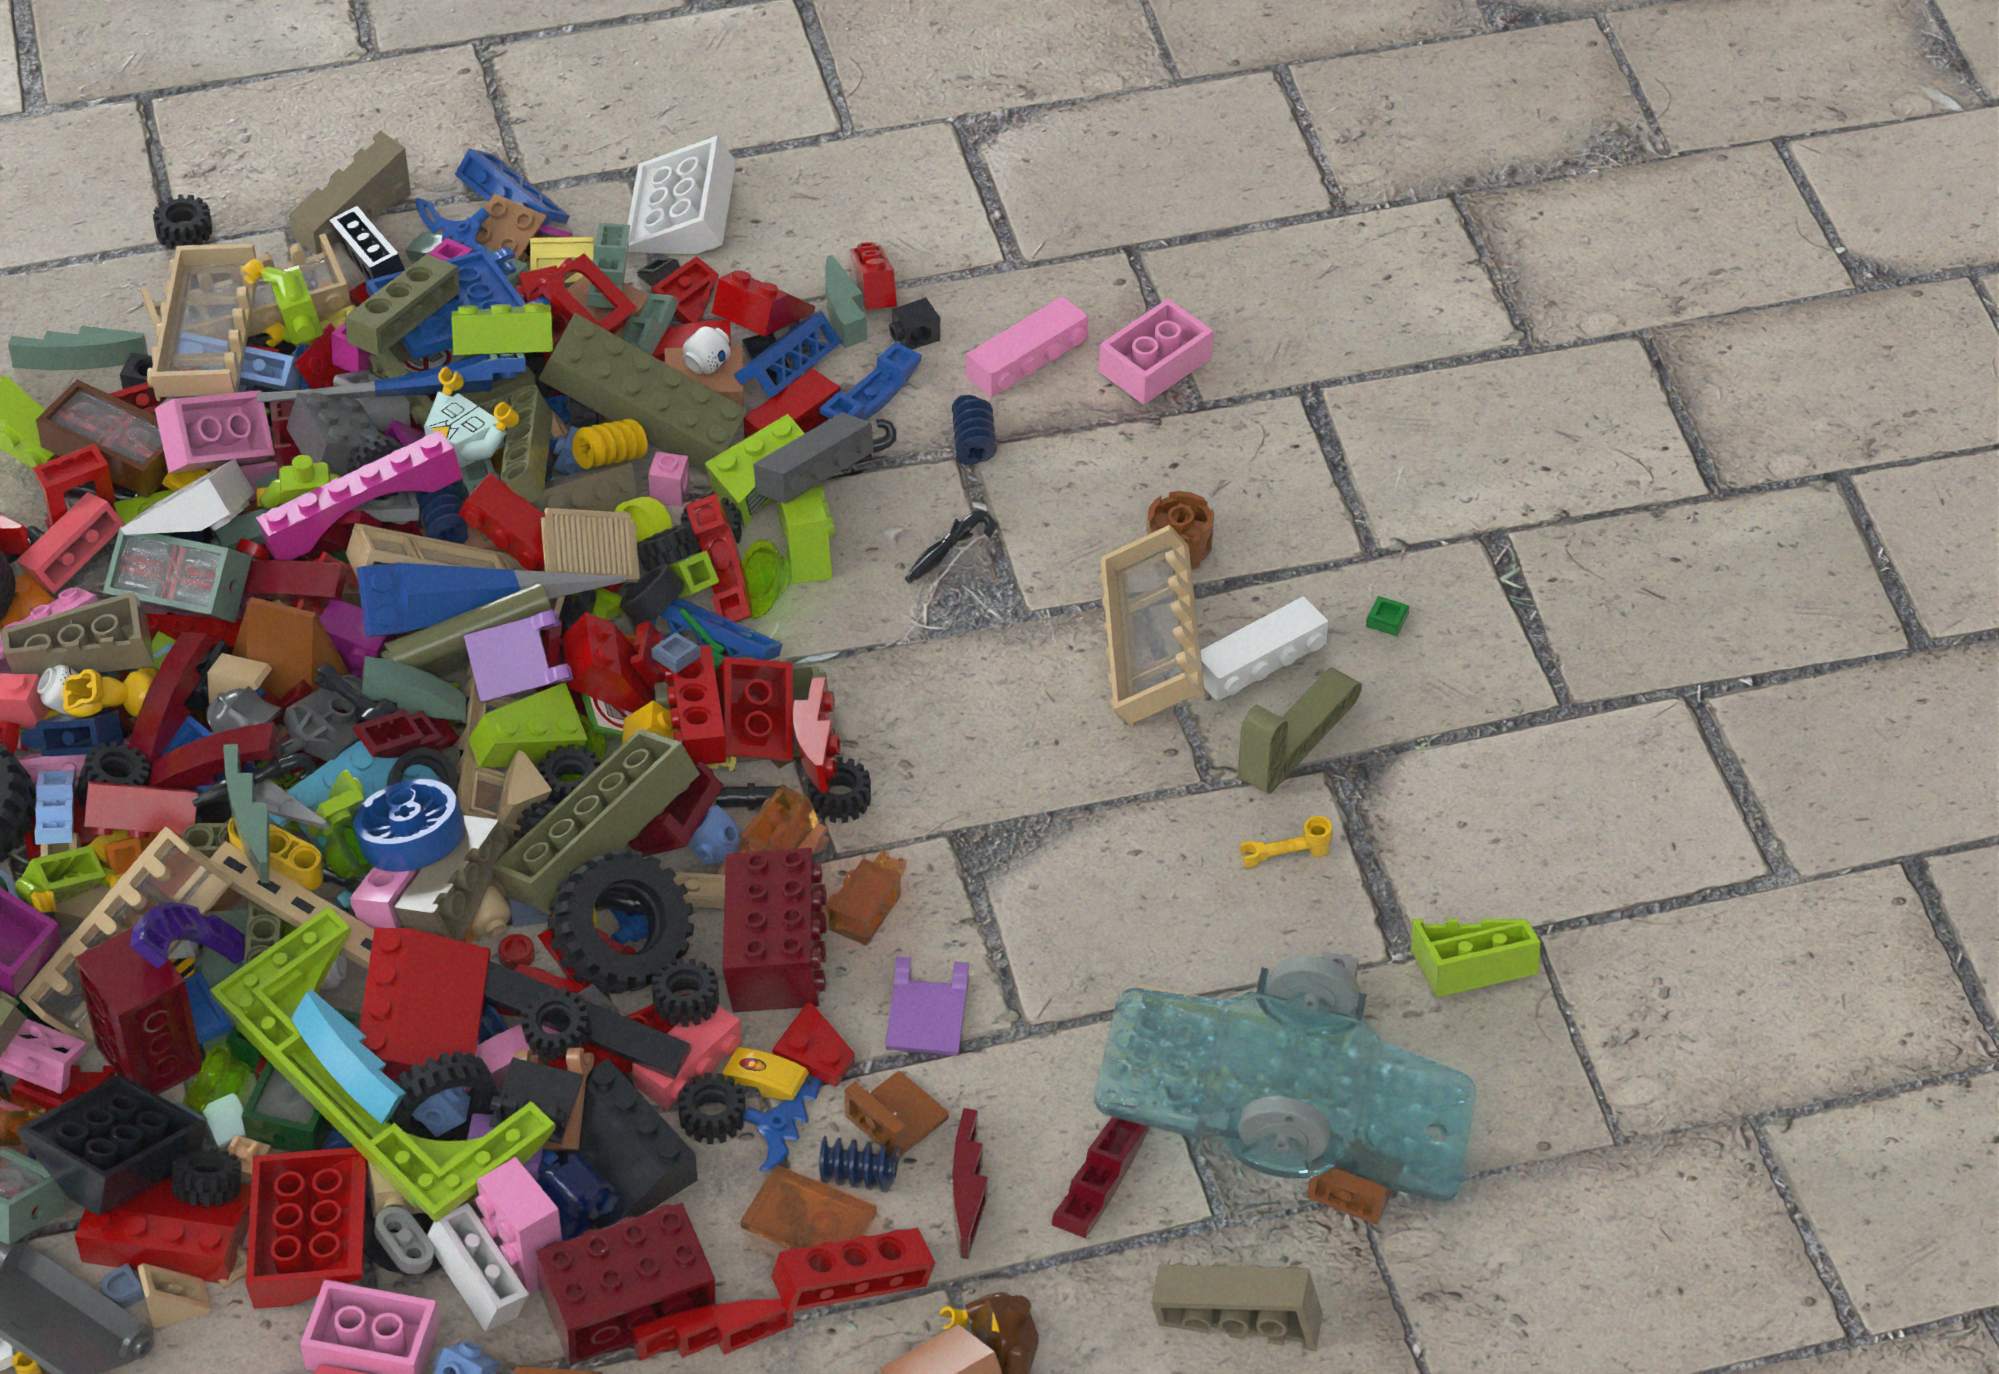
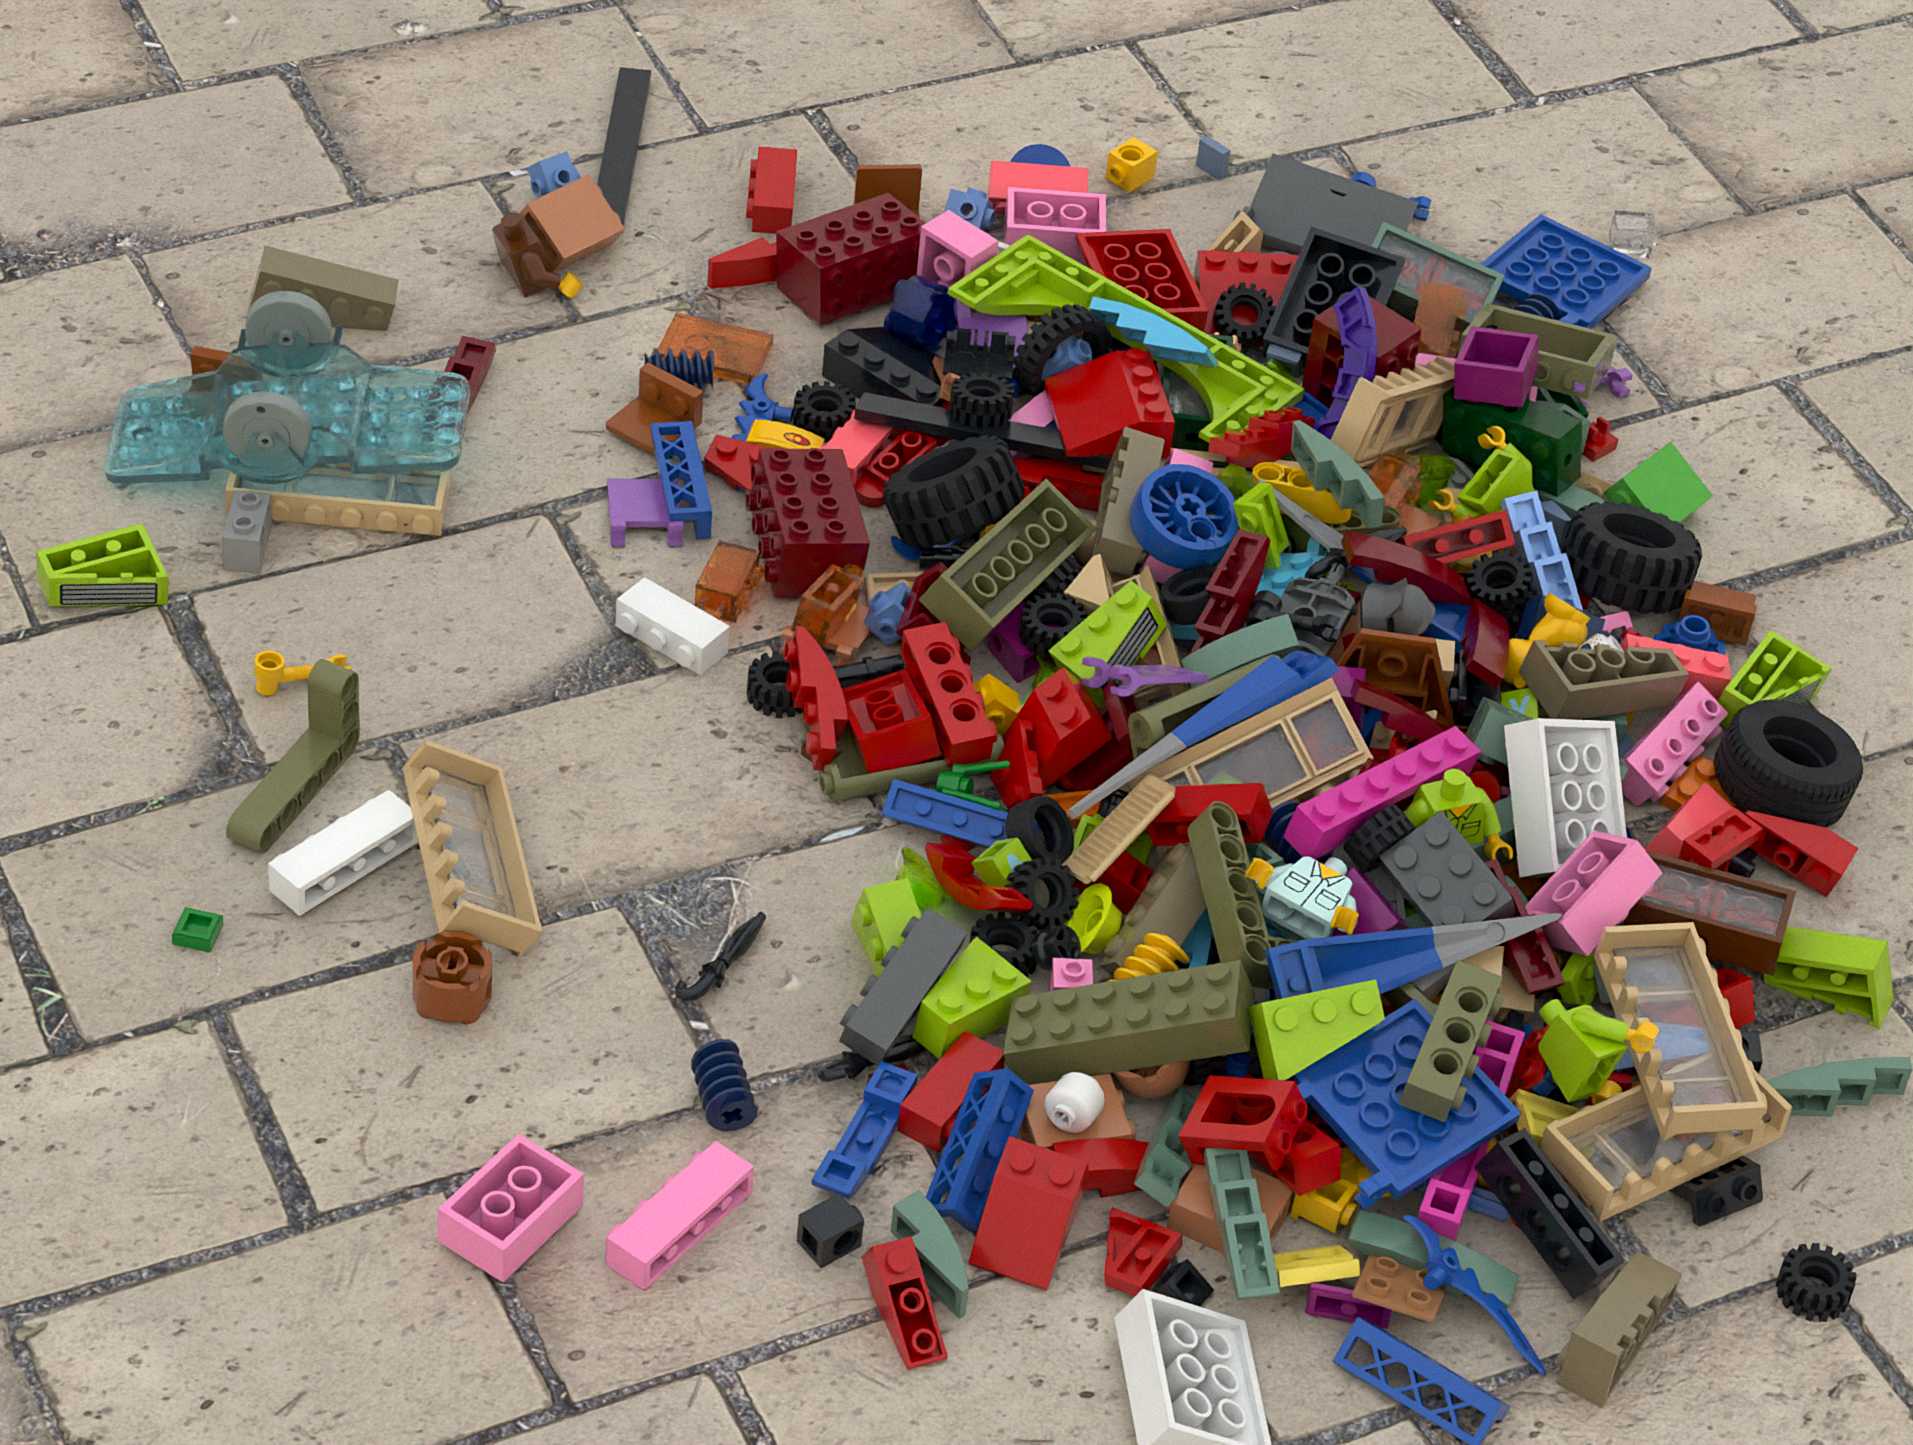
camera: 165 degrees right, 5 degrees down
(291, 910) = (1263, 440): none -> red slope
(671, 499) = (1059, 943): none -> black wheel
(676, 652) = (984, 720): sand blue tile -> none
(681, 978) = (873, 438): black tyre -> none
(852, 1269) = (662, 283): red brick -> none
(872, 1023) = (688, 469): none -> blue fence
(930, 856) = (672, 626): none -> white brick
(968, 1186) = (577, 370): dark red slope -> none

